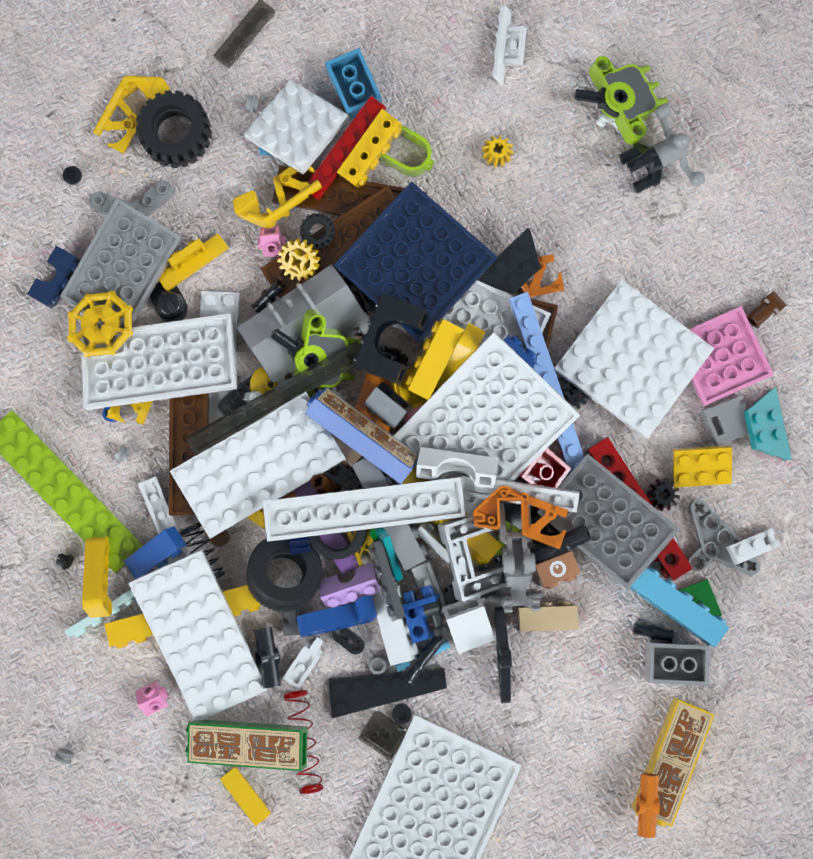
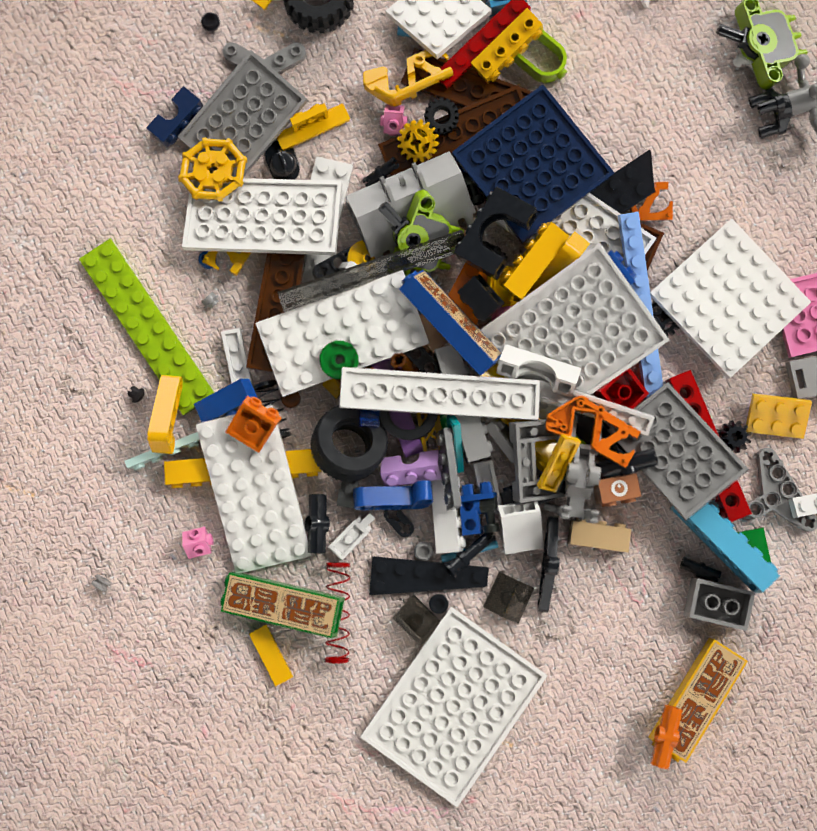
camera: 10 degrees right, 0 degrees up
(185, 573) = (253, 423): none -> orange plate
(250, 485) = (336, 349): none -> green plate
(469, 695) = (508, 597): none -> clear smoke slope
(492, 556) = (558, 462): none -> yellow tile
(498, 144) = (633, 66): yellow gear -> none

